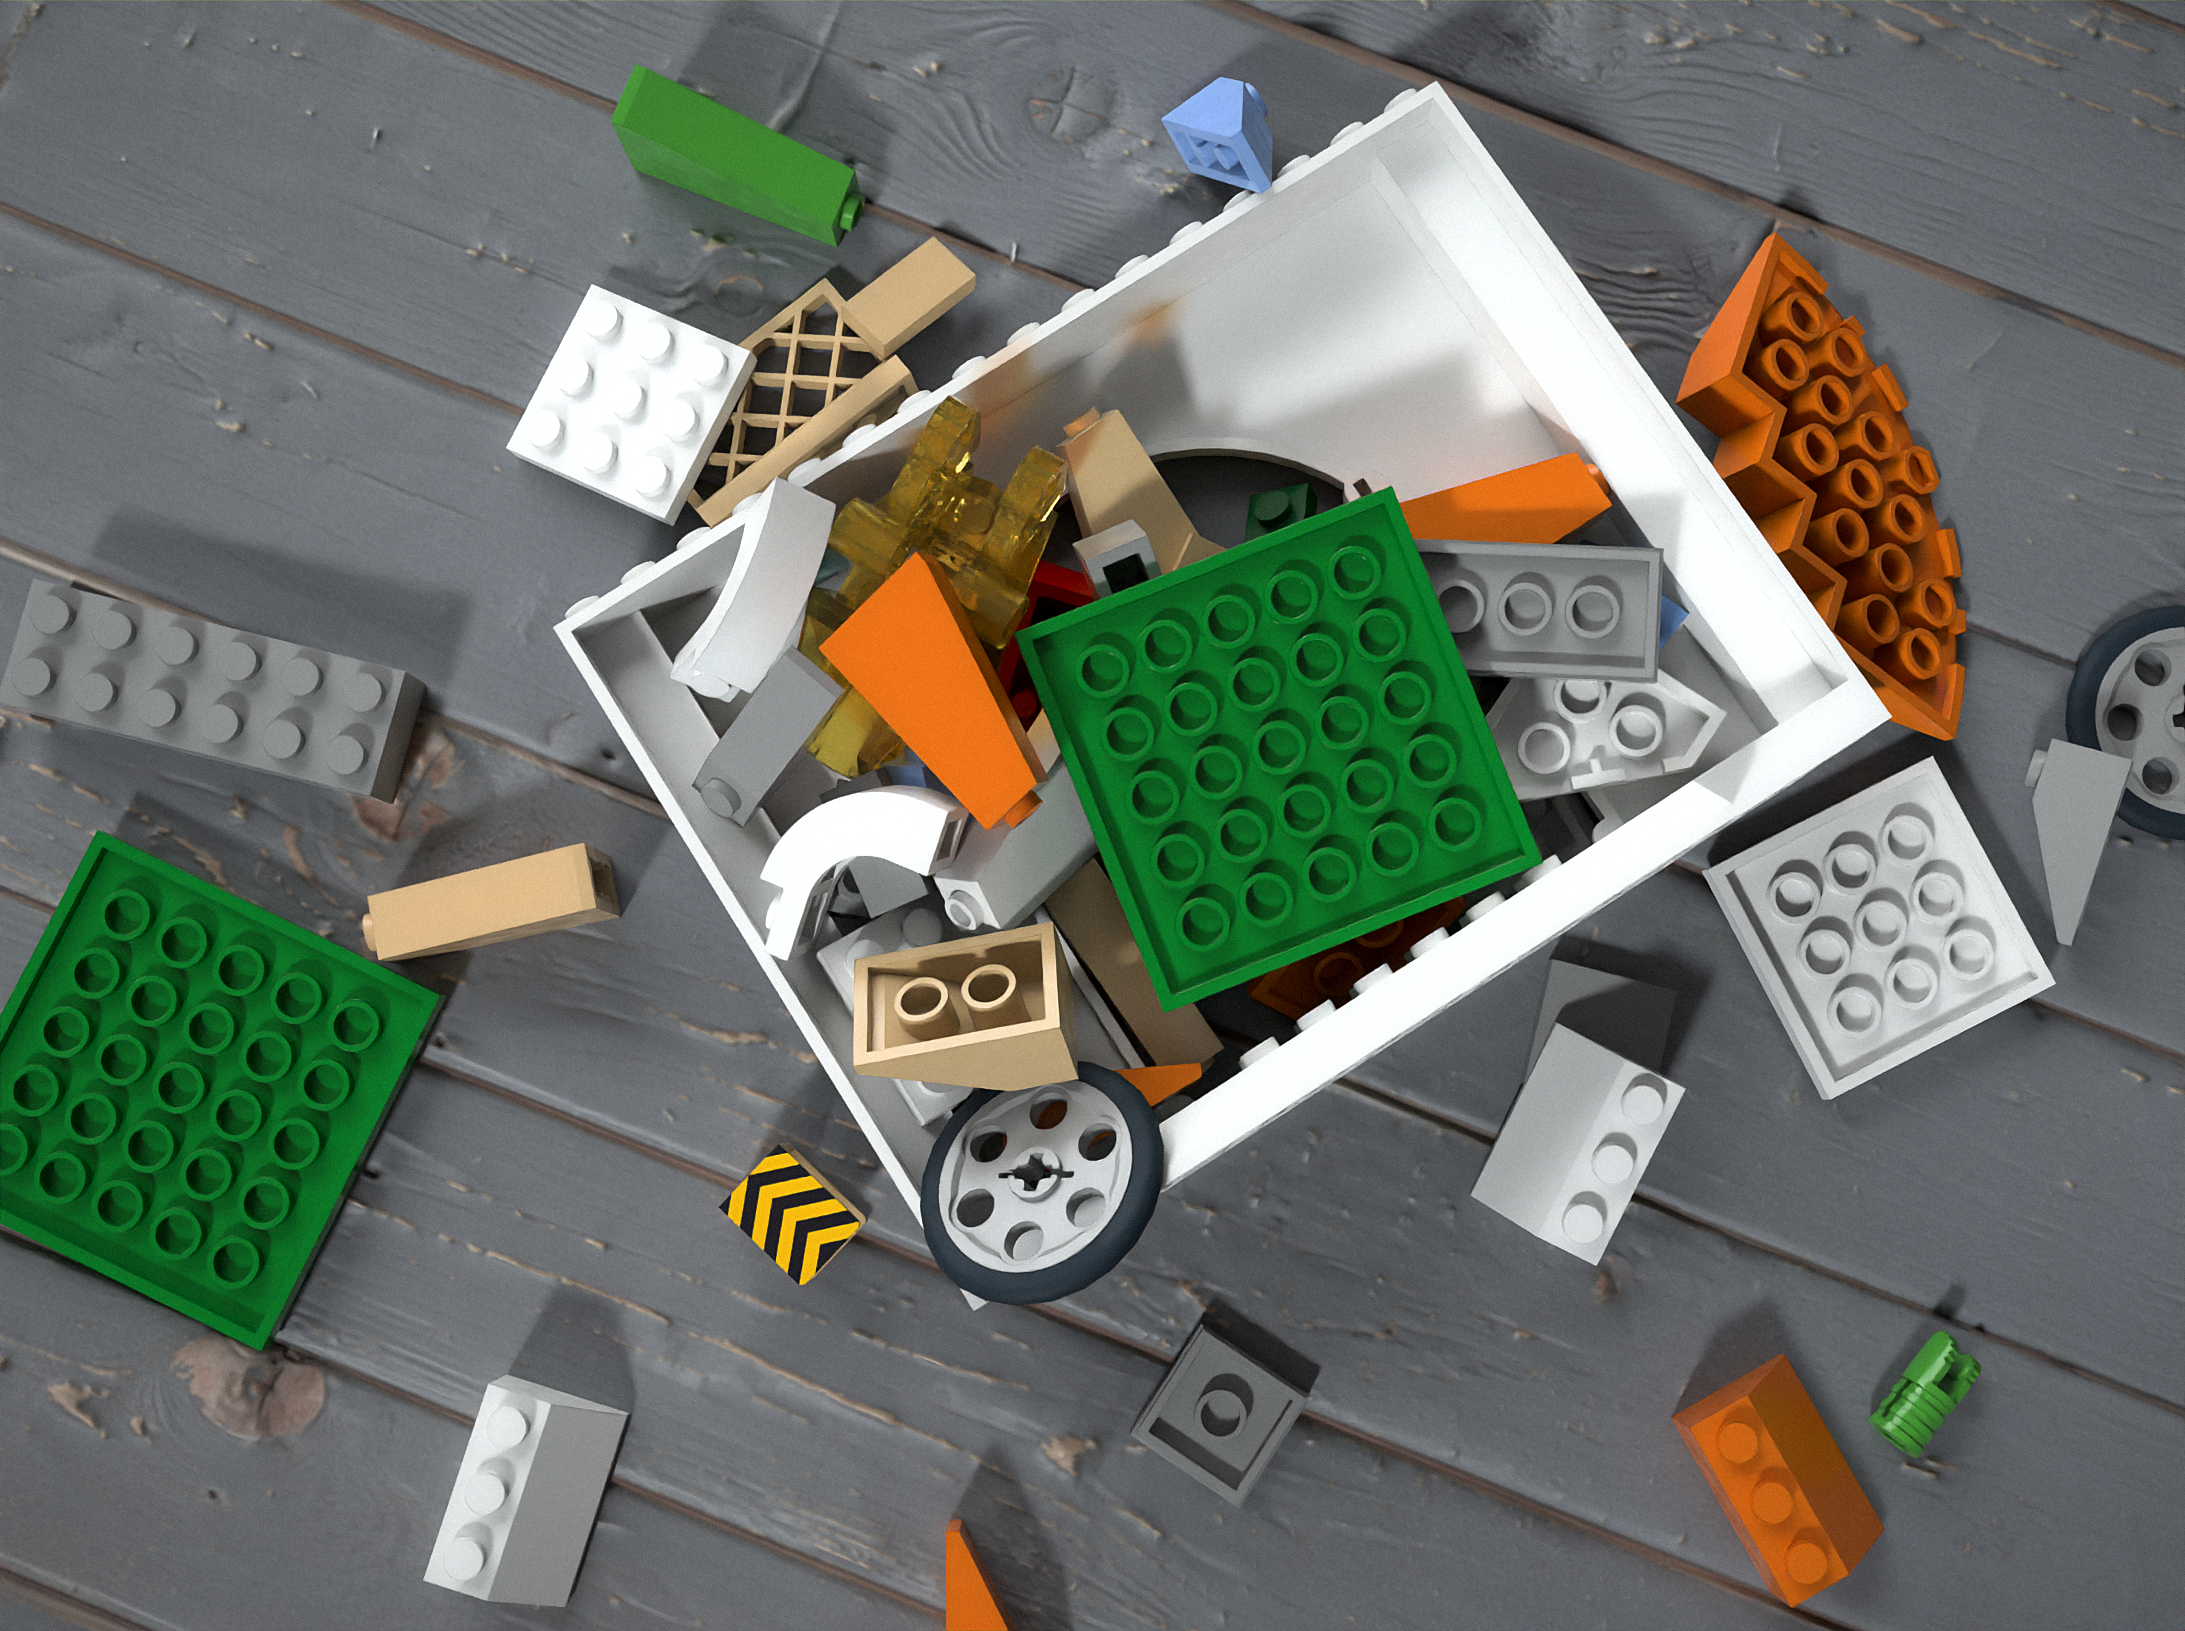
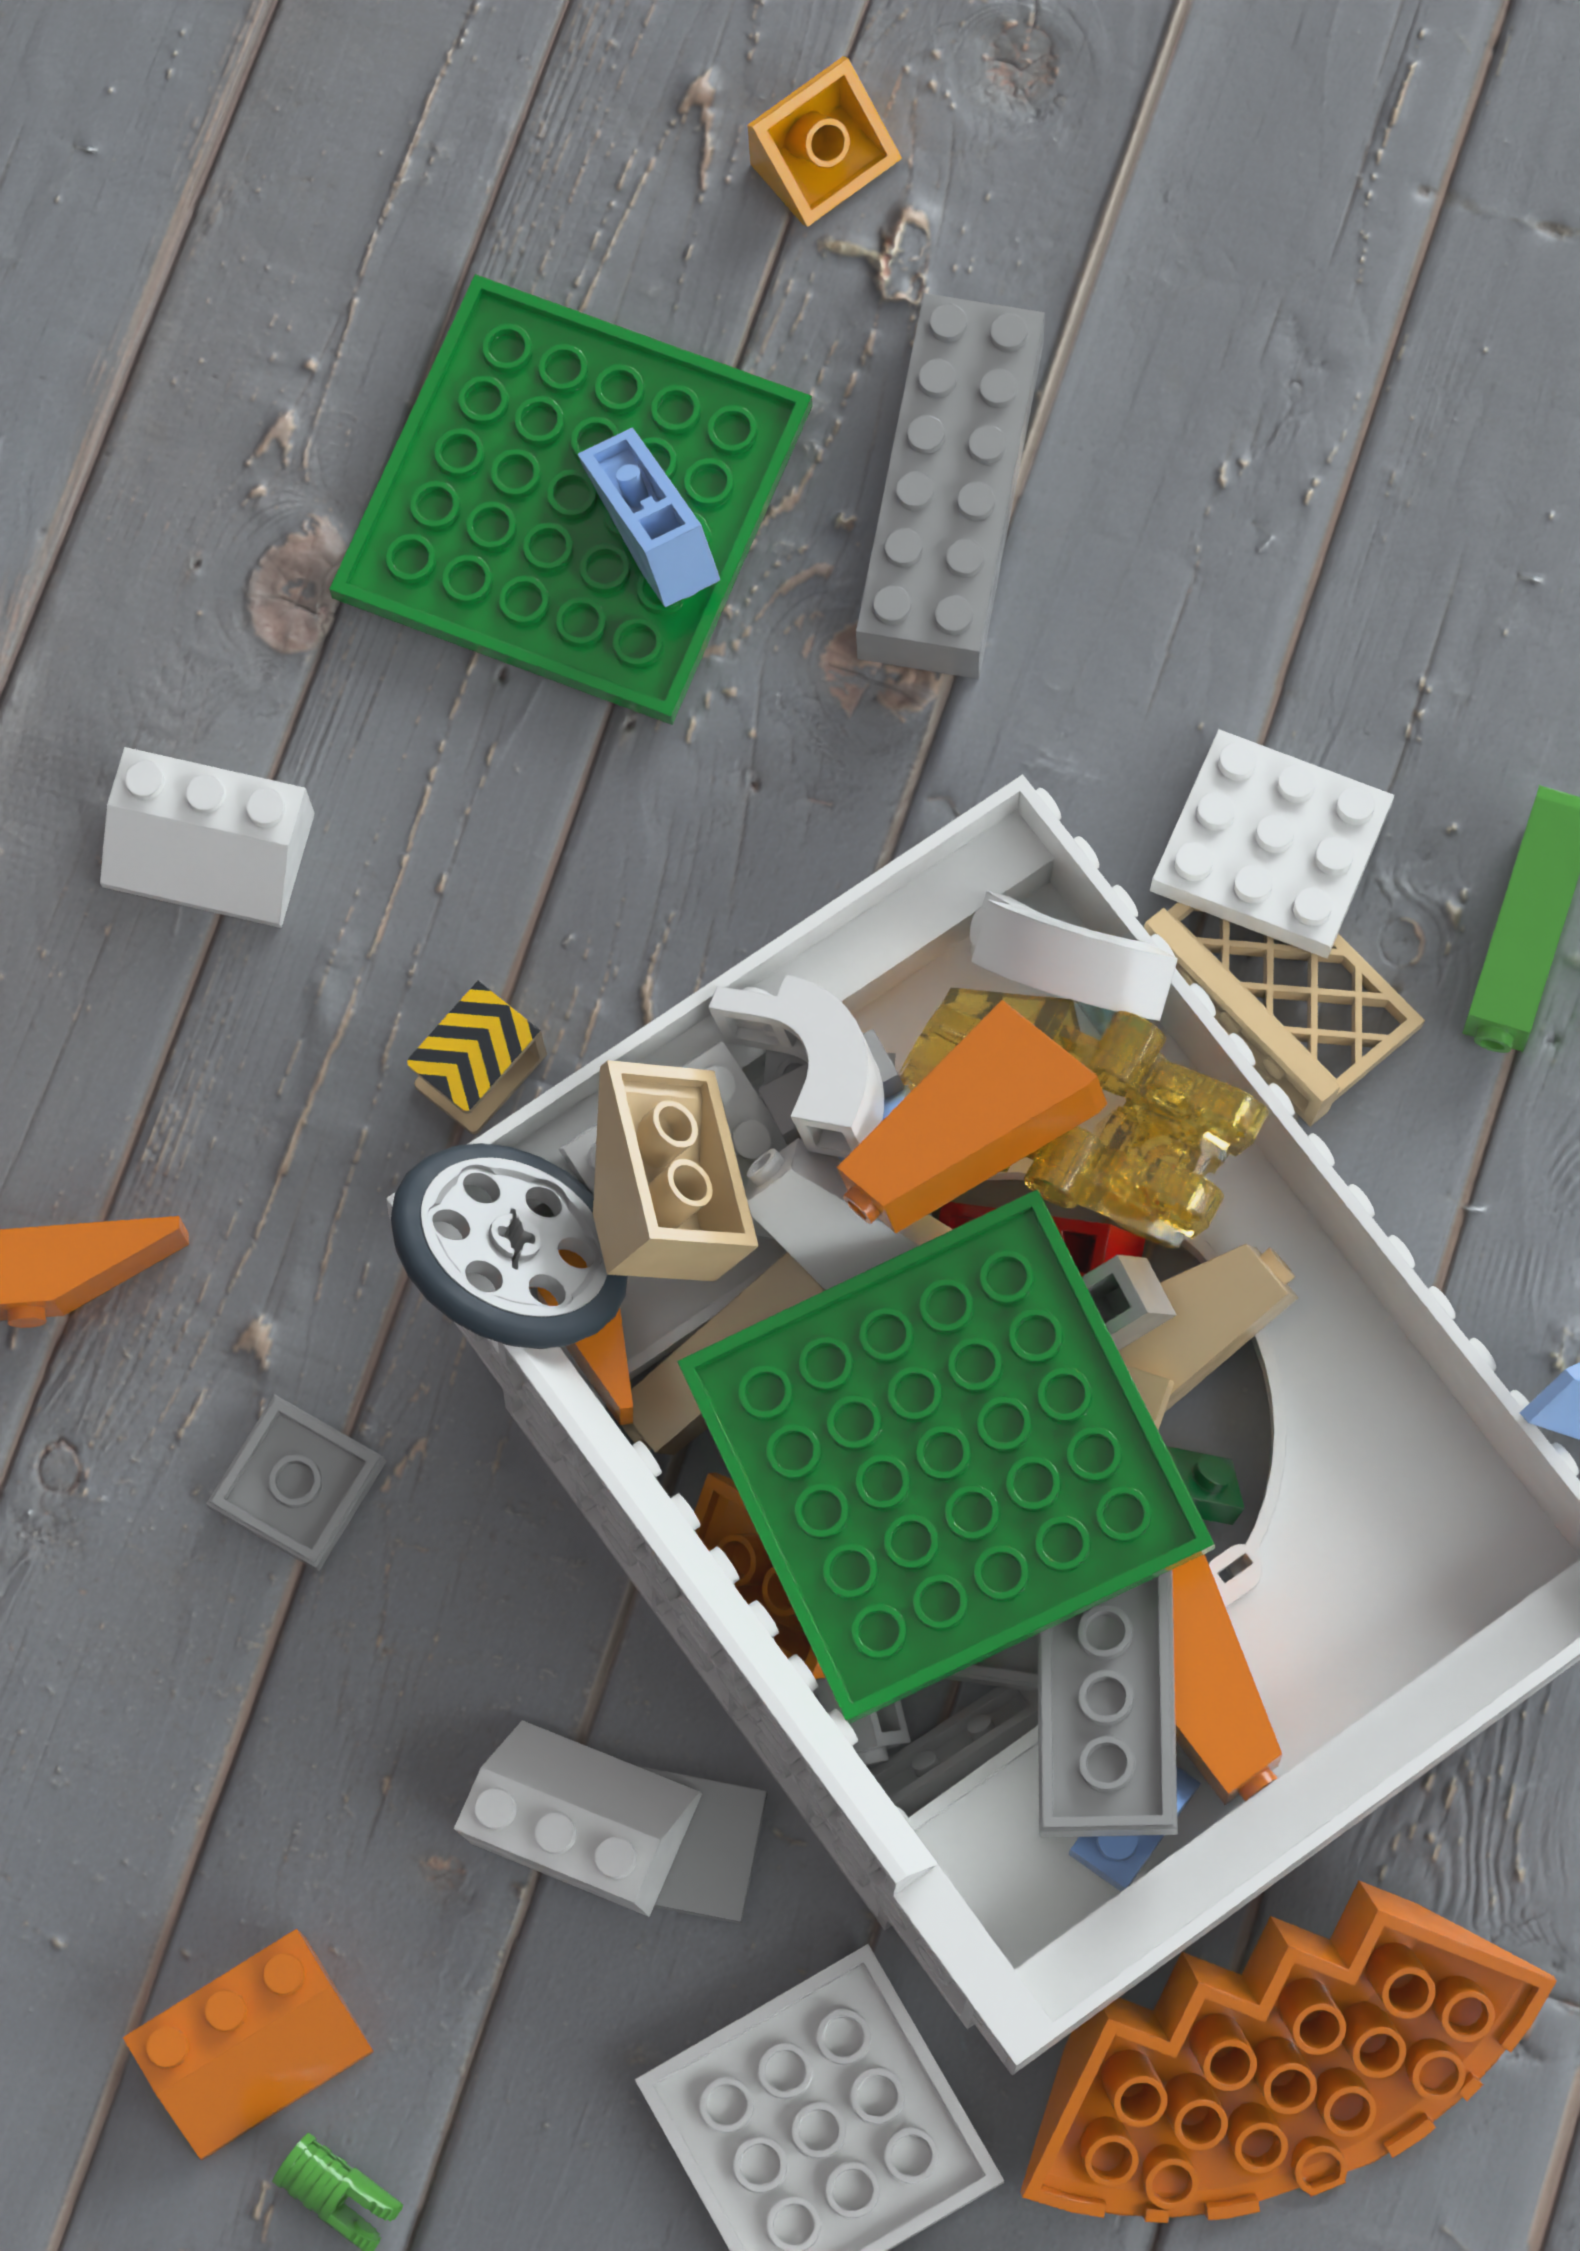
camera: 95 degrees right, 10 degrees down
(217, 1002) = (651, 517): none -> light blue slope
(493, 904) = (760, 758): tan slope -> none
(767, 738) = (917, 971): light grey slope -> none
(908, 297) = (1408, 1101): tan tile -> none
(1597, 734) = (986, 1786): white plate -> none

